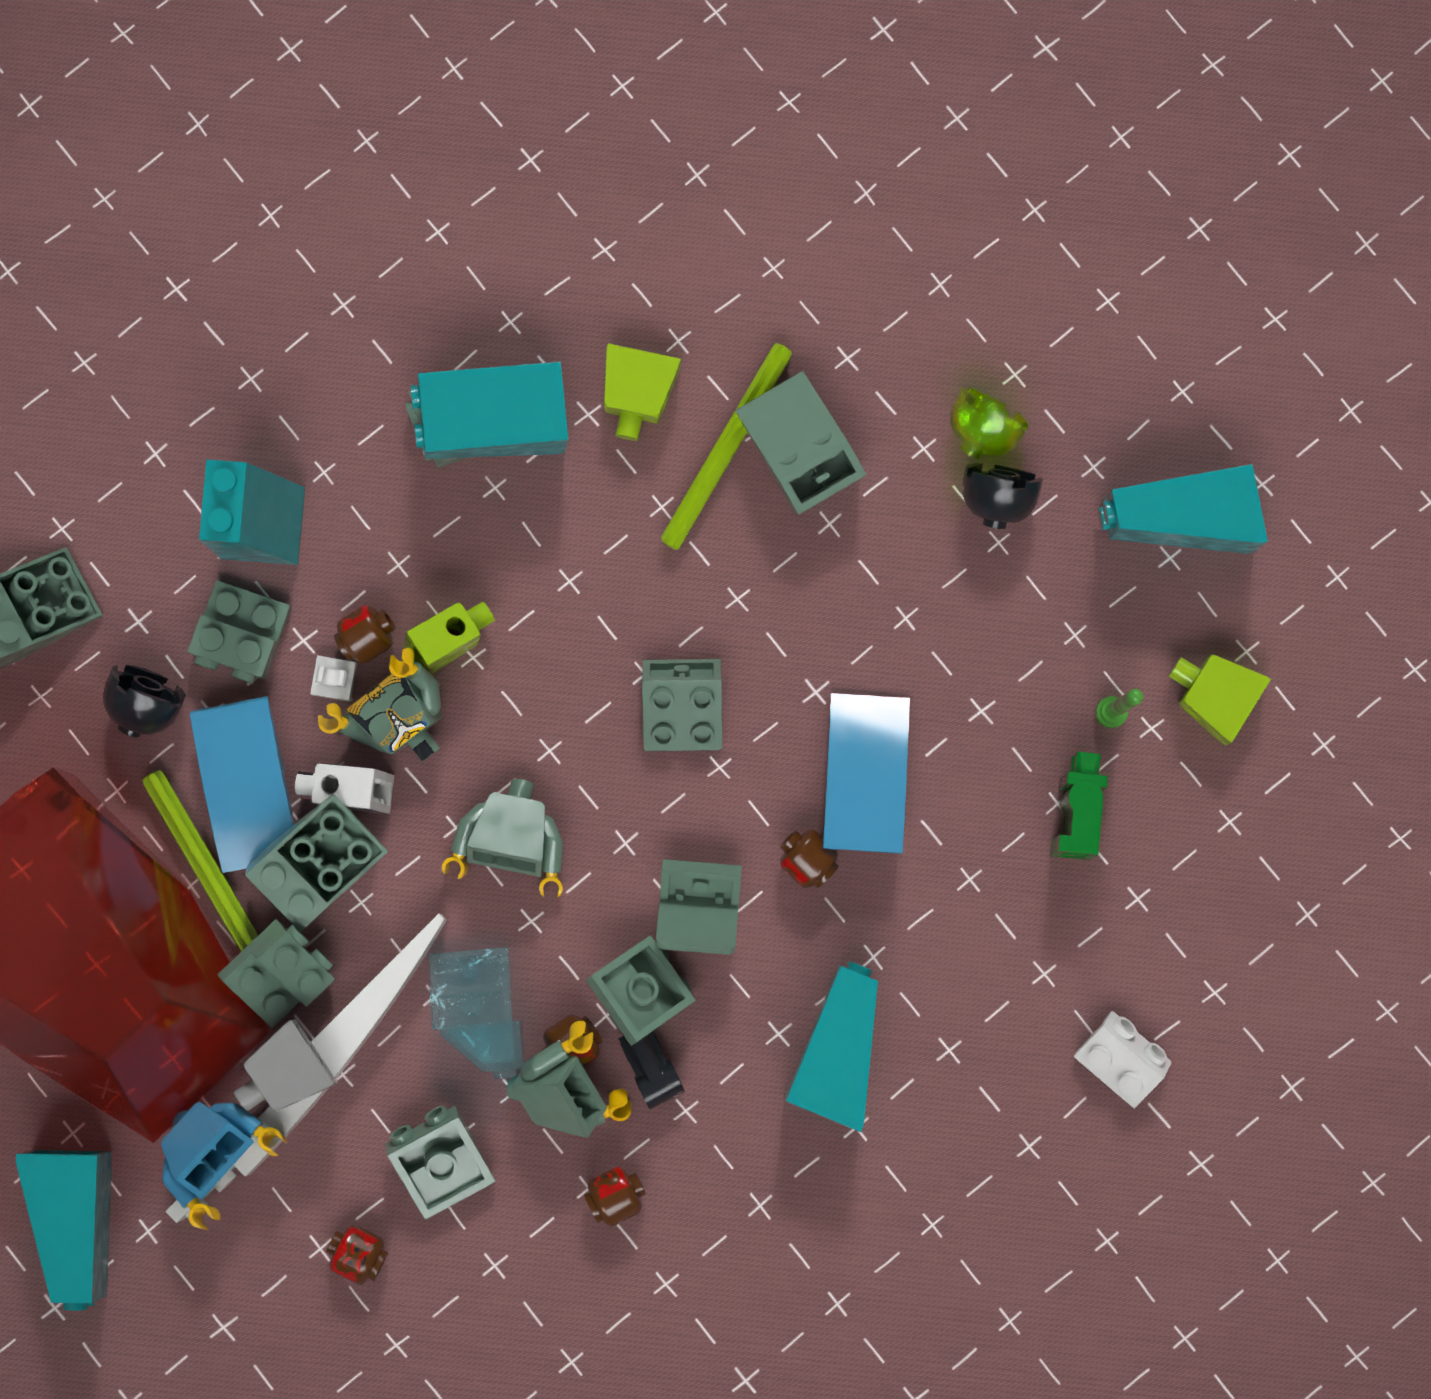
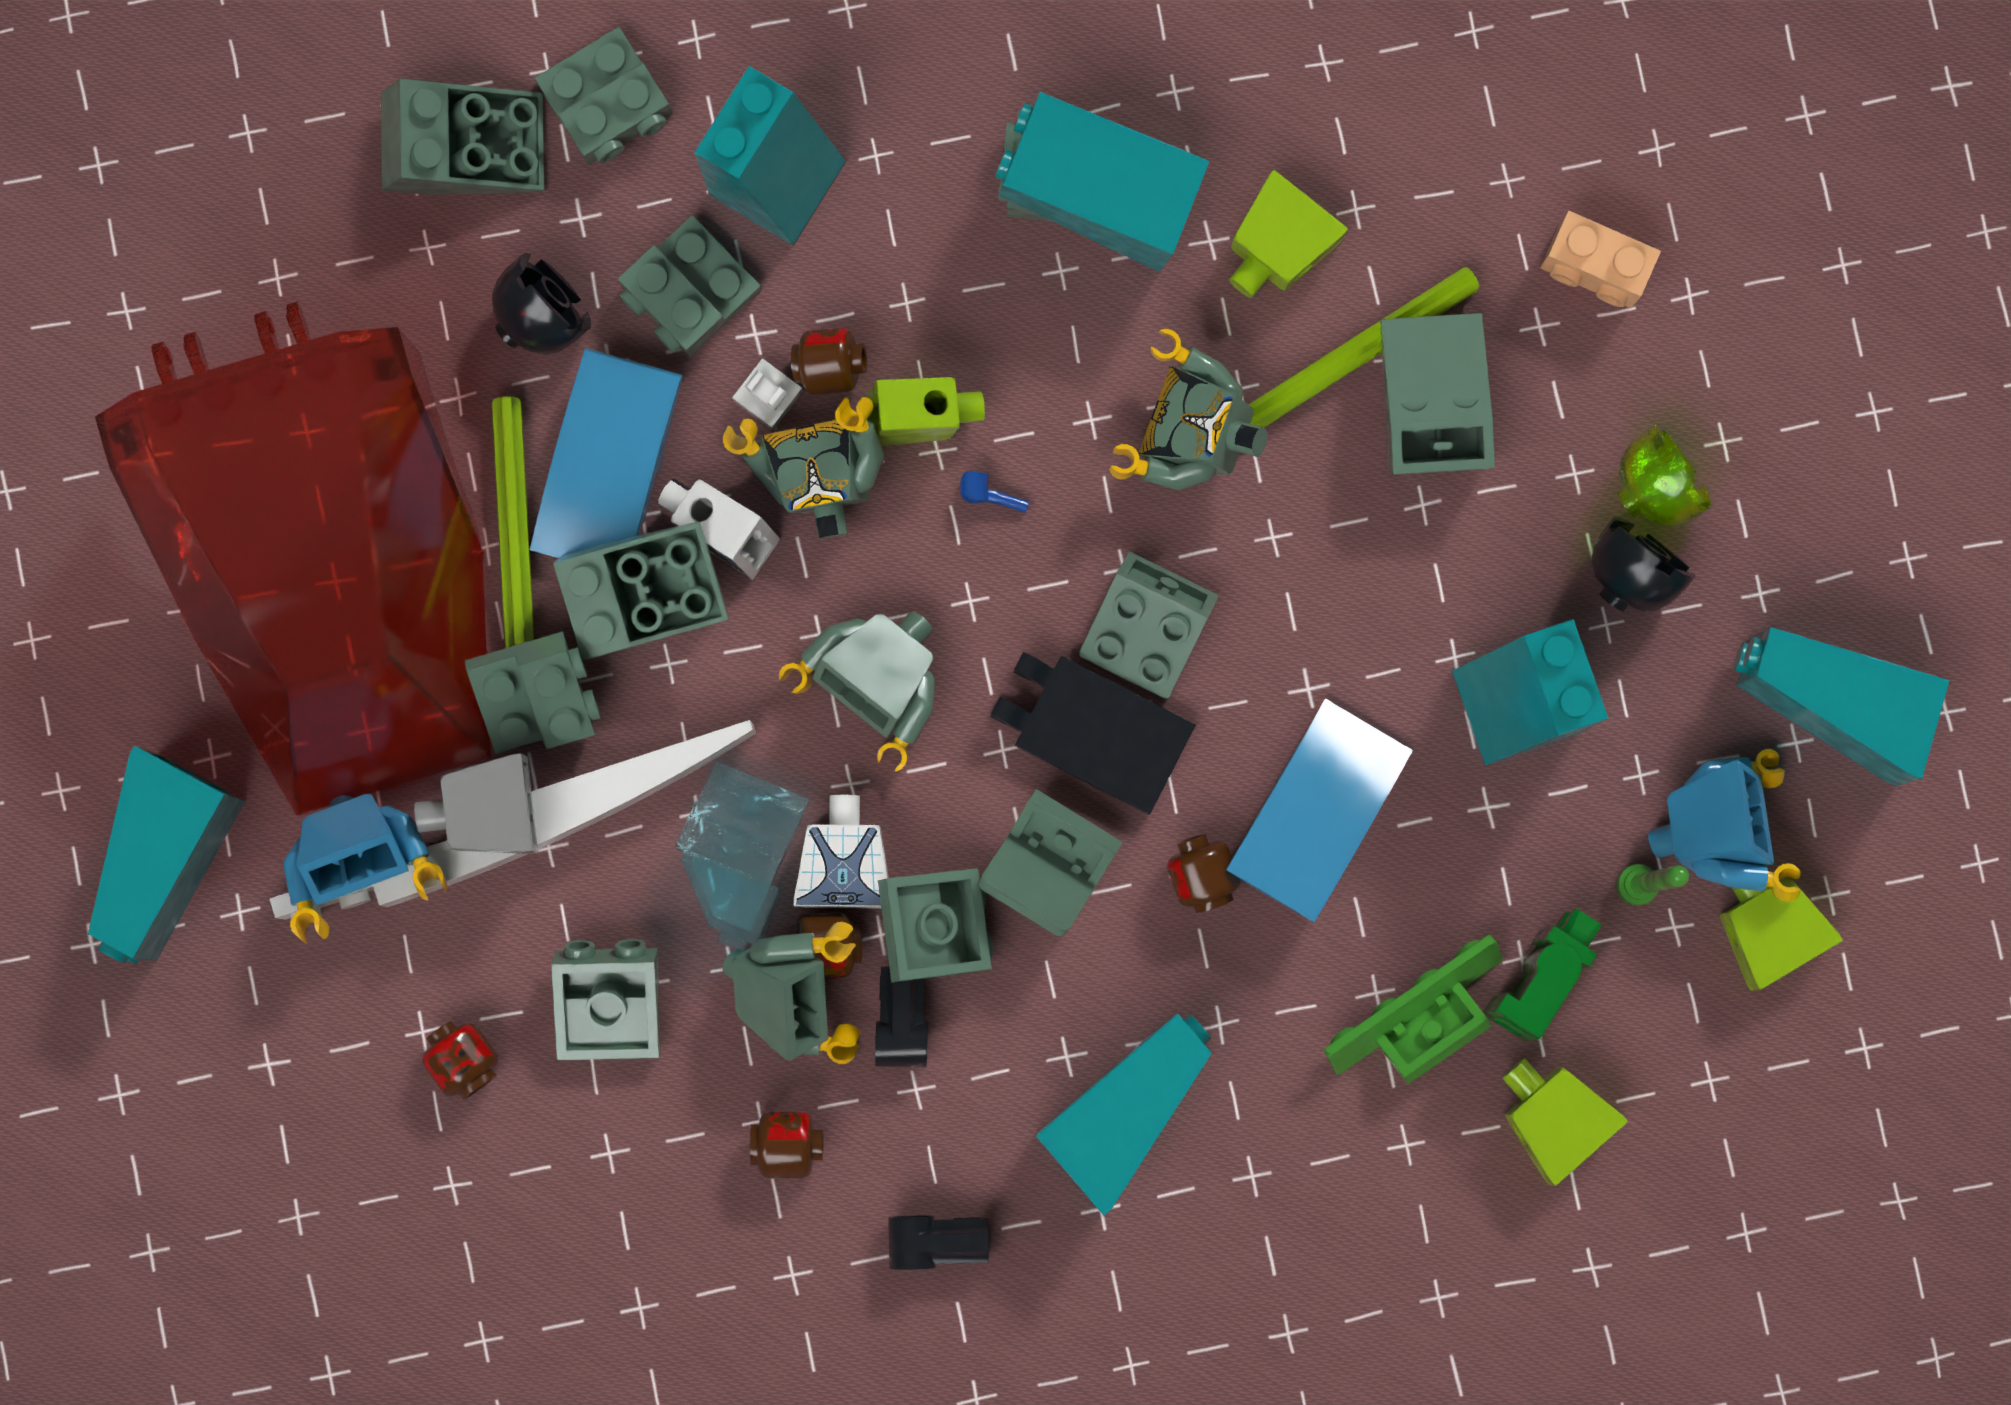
camera: 30 degrees right, 0 degrees up
(112, 528) = (605, 97): none -> sand green plate
(513, 671) = (975, 490): none -> blue hand
(552, 978) = (841, 860): none -> torso
(644, 549) = (1195, 424): none -> sand green torso
(684, 797) = (1097, 731): none -> black tile
(746, 1213) = (927, 1241): none -> black piece
(865, 292) = (1600, 260): none -> light nougat brick
(970, 619) = (1530, 693): none -> teal slope
(1013, 882) = (1424, 1021): none -> bright green bracket
(1124, 1059) = (1448, 1290): white bracket -> none
(1139, 902) = (1558, 1119): none -> lime torso
(1148, 641) = (1723, 825): none -> dark azure torso

